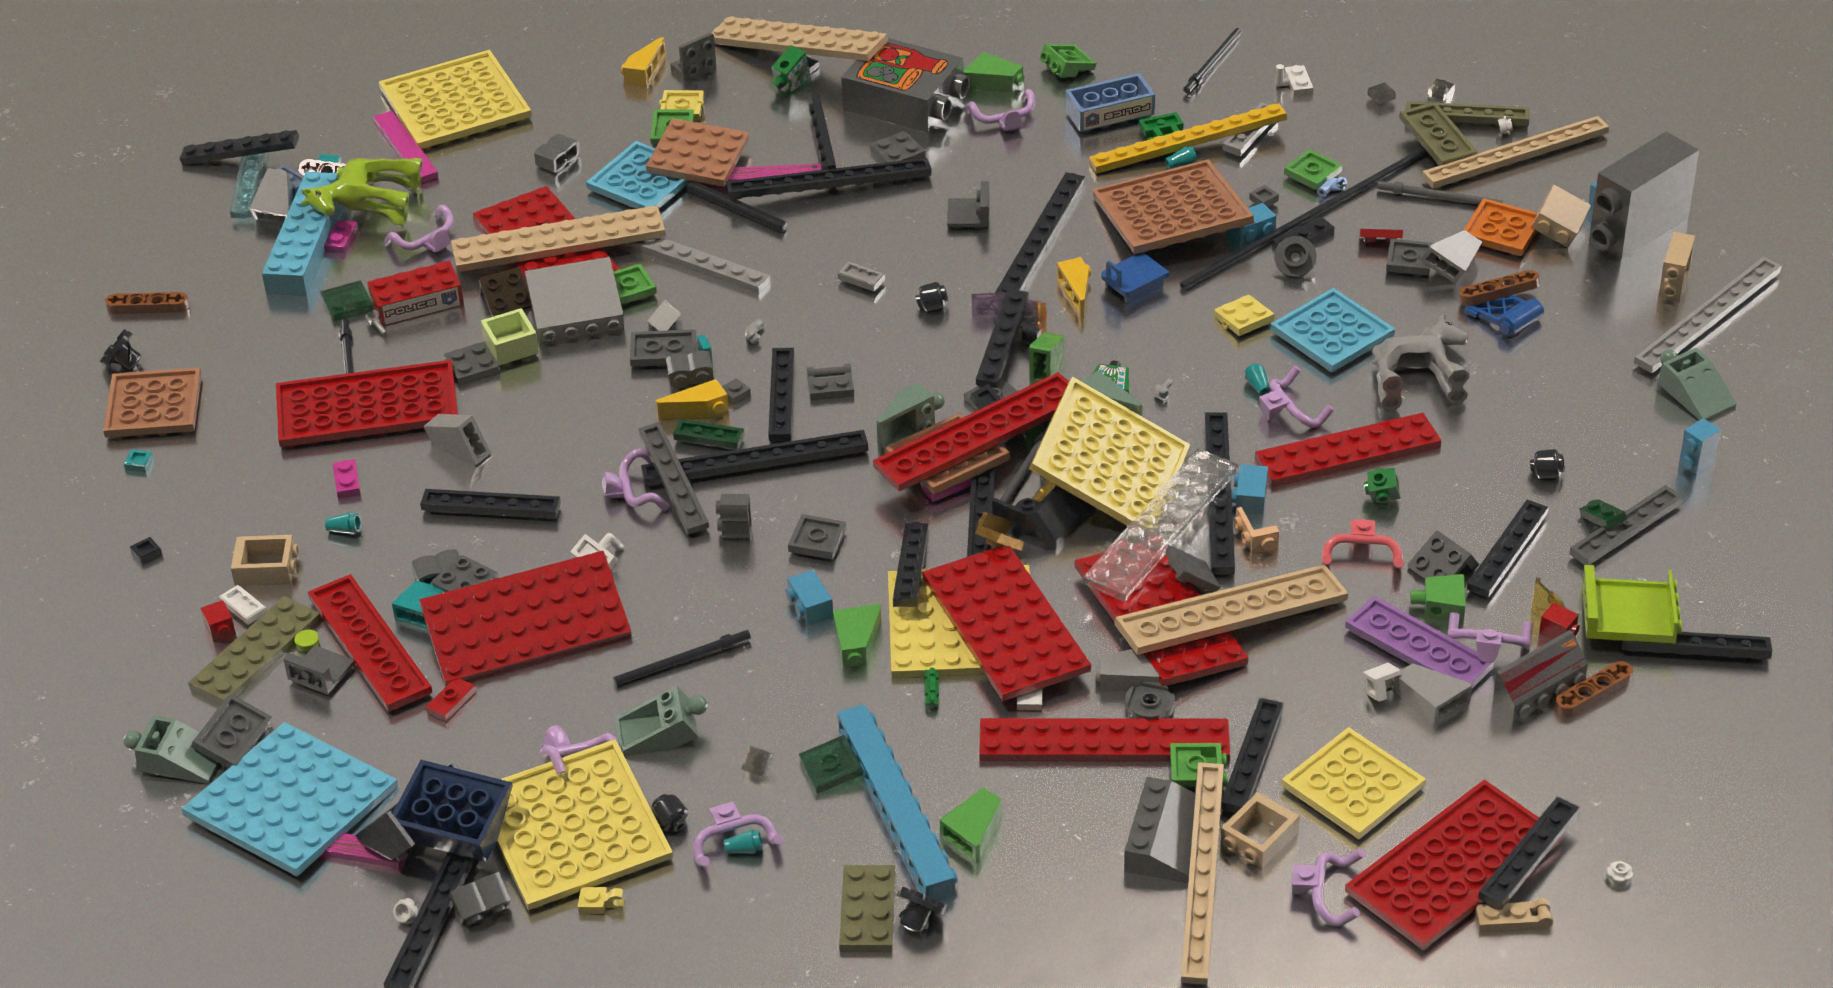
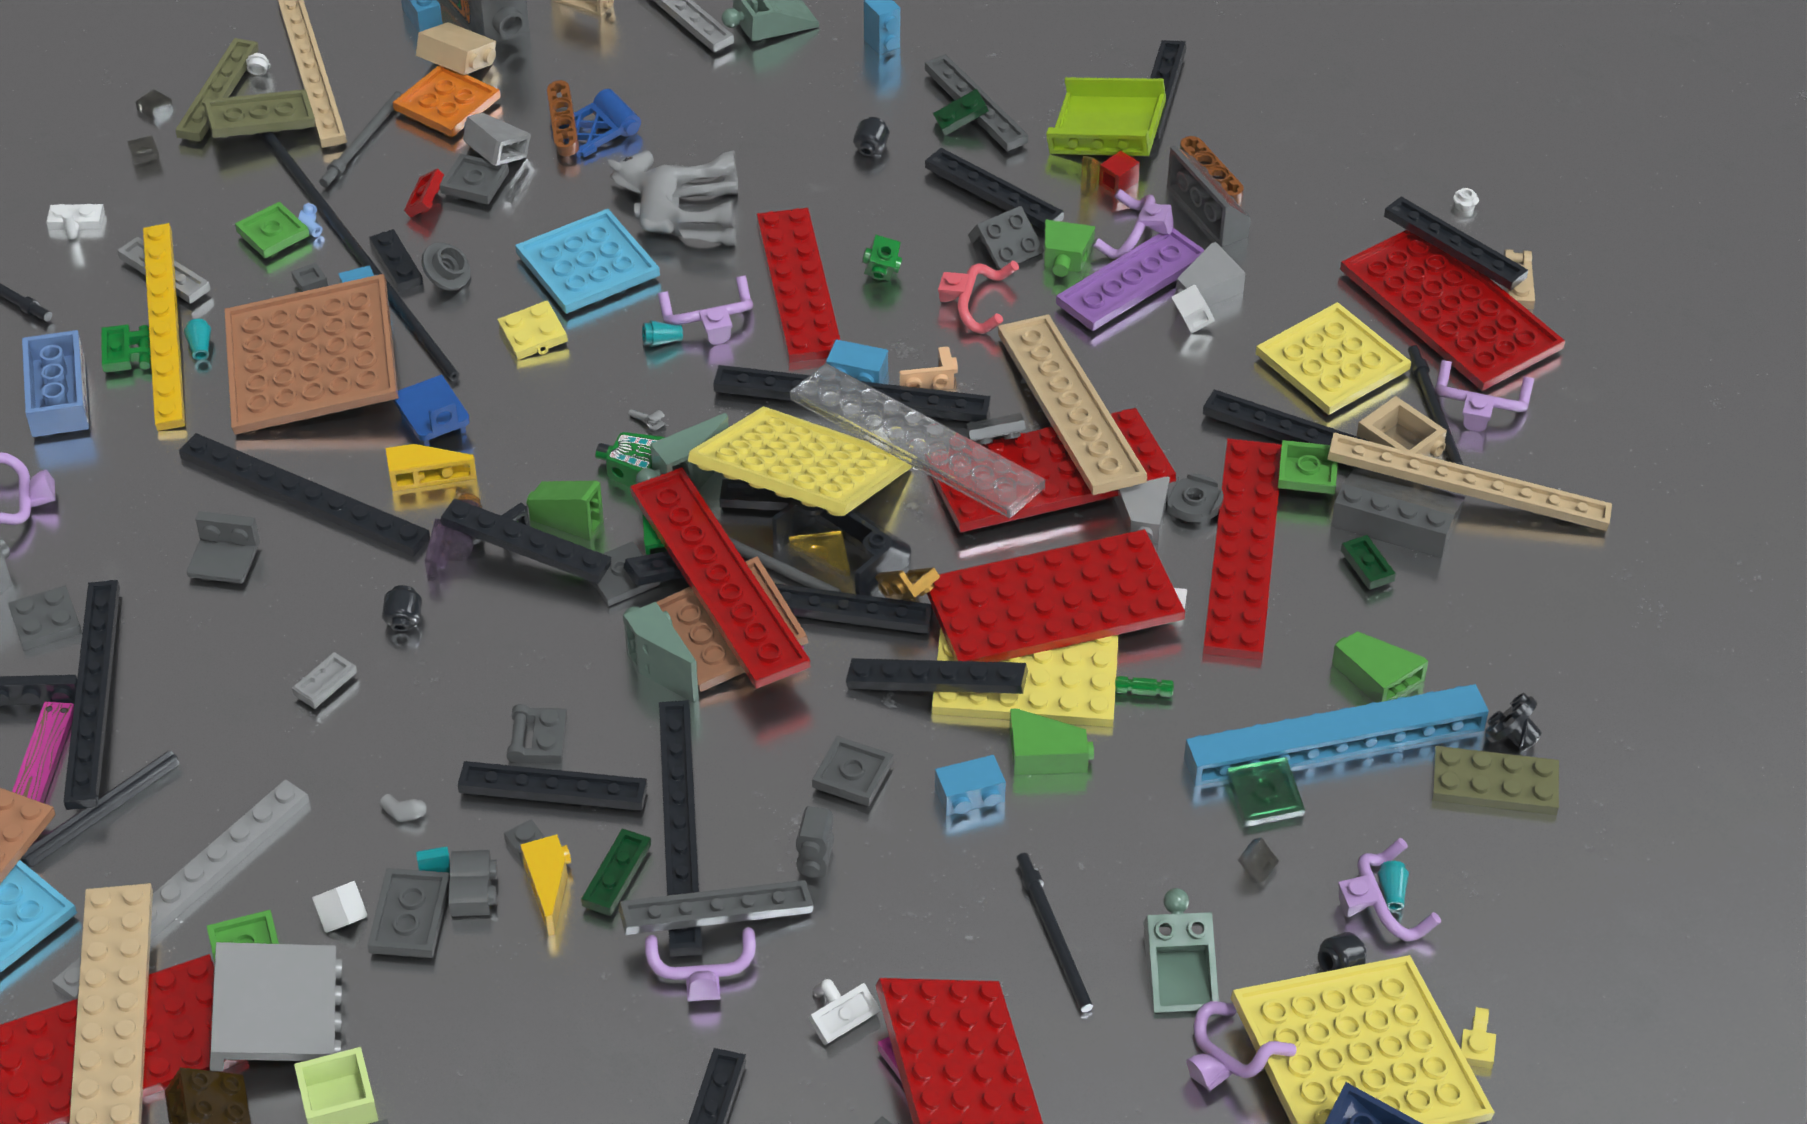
camera: 85 degrees left, 5 degrees up
(1098, 815) = (1368, 562): none -> dark green plate
(1361, 842) = (1421, 369): none -> black bar

